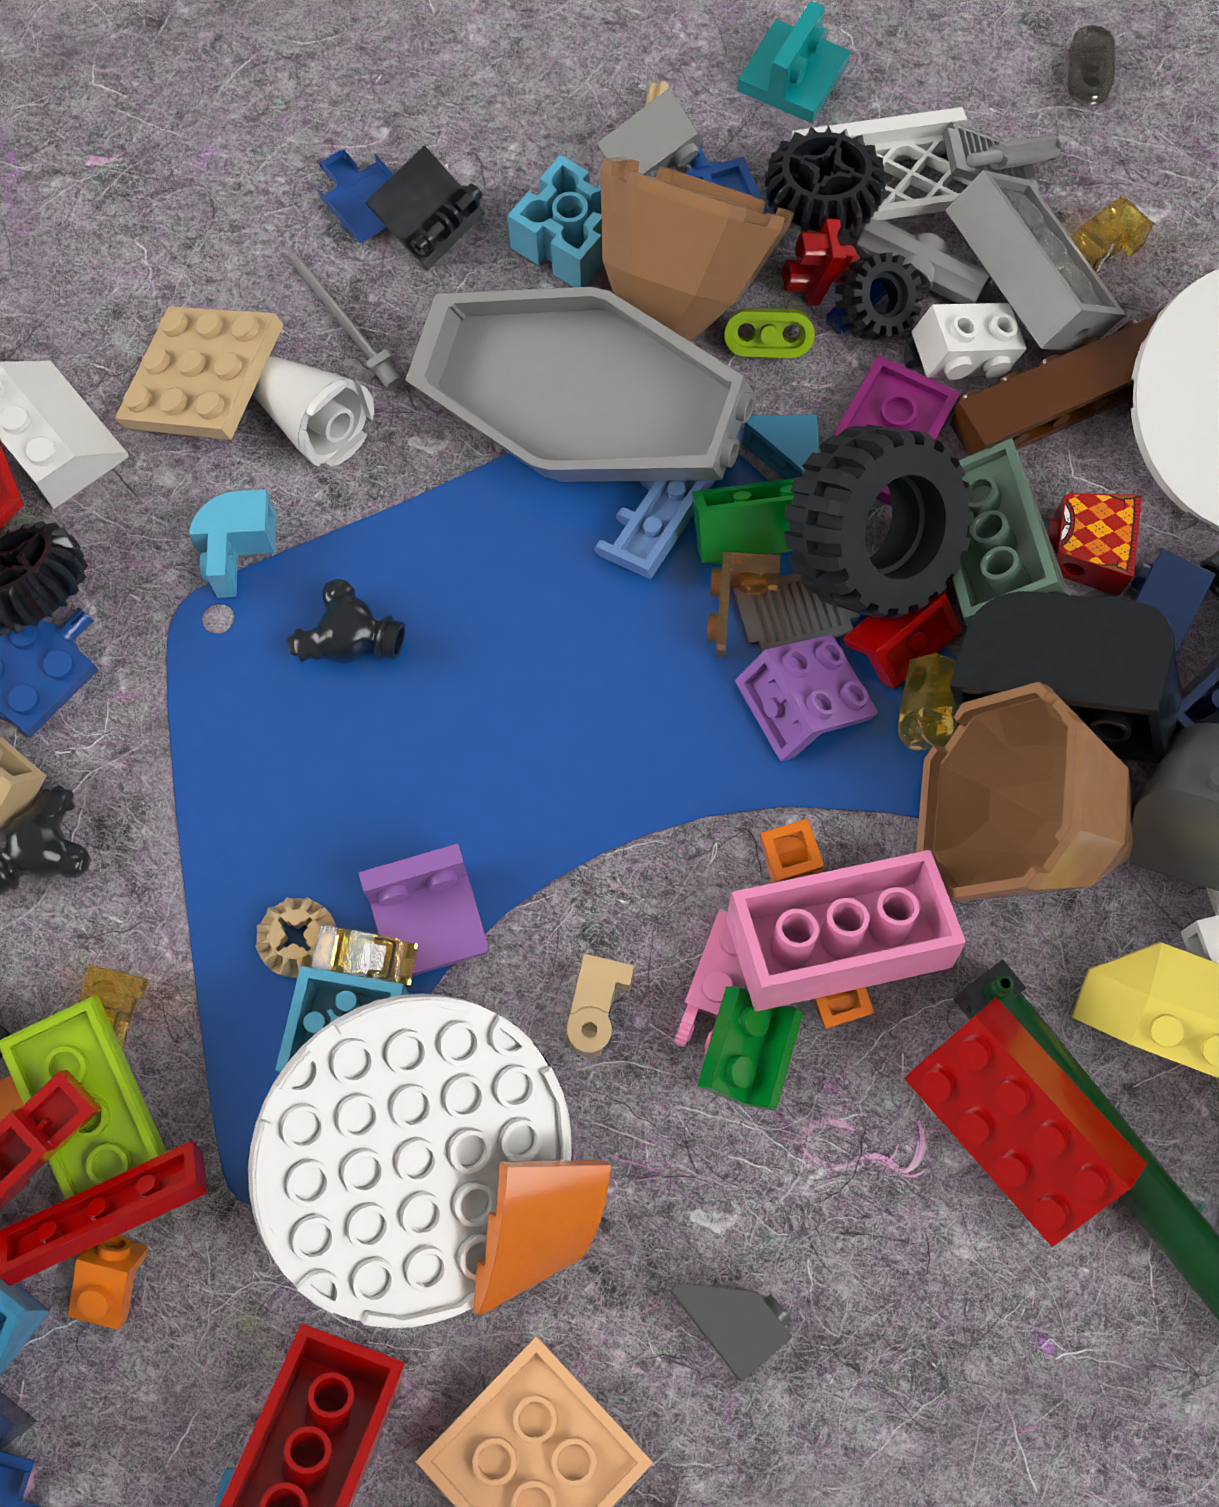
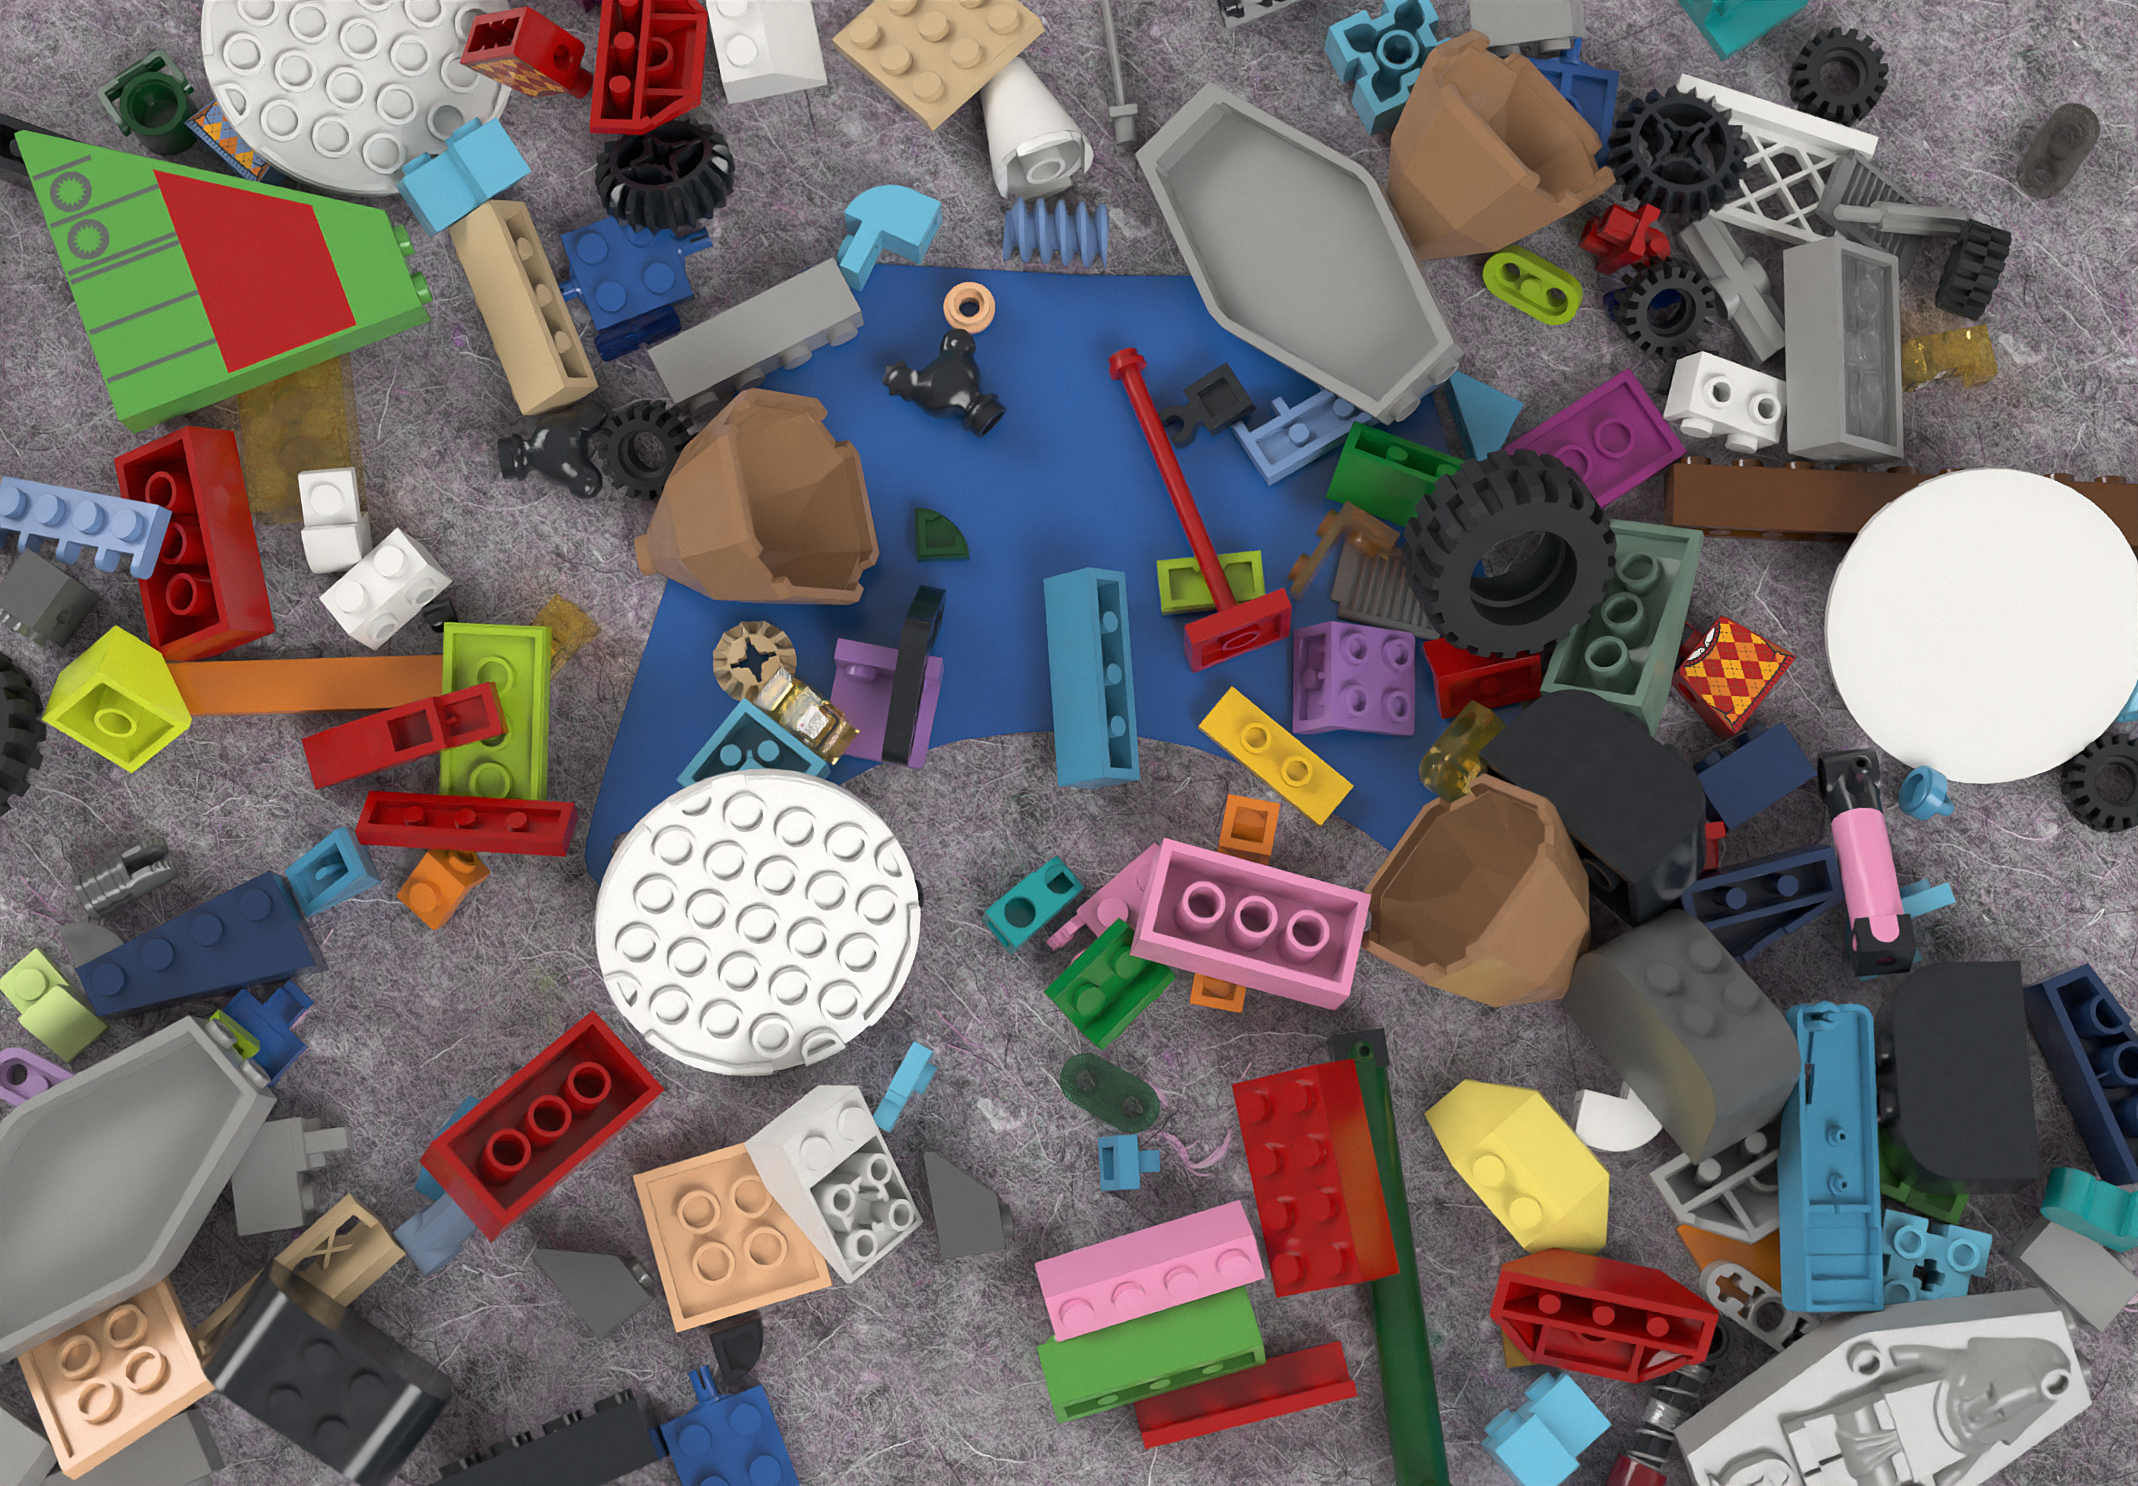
camera: 25 degrees right, 10 degrees up
(55, 727) = (647, 329): none -> clear blue piece
(95, 823) = (621, 450): none -> black tyre
(164, 671) = (757, 338): none -> light grey brick
(235, 798) = (764, 508): none -> medium nougat piece
(328, 552) = (966, 293): none -> light nougat plate
(374, 469) = (1056, 232): none -> medium blue piece
(402, 756) = (938, 538): none -> dark green tile
(439, 874) = (916, 643): none -> black beam
(540, 1225) = (838, 1038): orange slope -> none
(570, 537) = (1214, 402): none -> black plate
(589, 1021) = (991, 867): tan leg -> none
(593, 800) = (1091, 678): none -> dark azure brick
(604, 1359) = (836, 1178): none -> white slope
(623, 1224) = (913, 1075): none -> medium azure plate
(644, 1017) = (1032, 904): none -> teal leg
(647, 676) = (1185, 590): none -> lime plate
(686, 697) = (1235, 626): none -> red tile
(778, 788) = (1275, 757): none -> yellow plate
(800, 1145) = (1110, 1091): none -> clear green plate
(848, 1200) = (1122, 1162): none -> dark azure tile
(903, 70) = (1853, 53): none -> black tyre
(928, 1286) = (1149, 1270): none -> bright pink brick
(971, 1362) = (1152, 1354): none -> bright green brick
(1071, 1356) = (1251, 1395): none -> red fence
(1089, 163) = (1973, 270): none -> black tyre

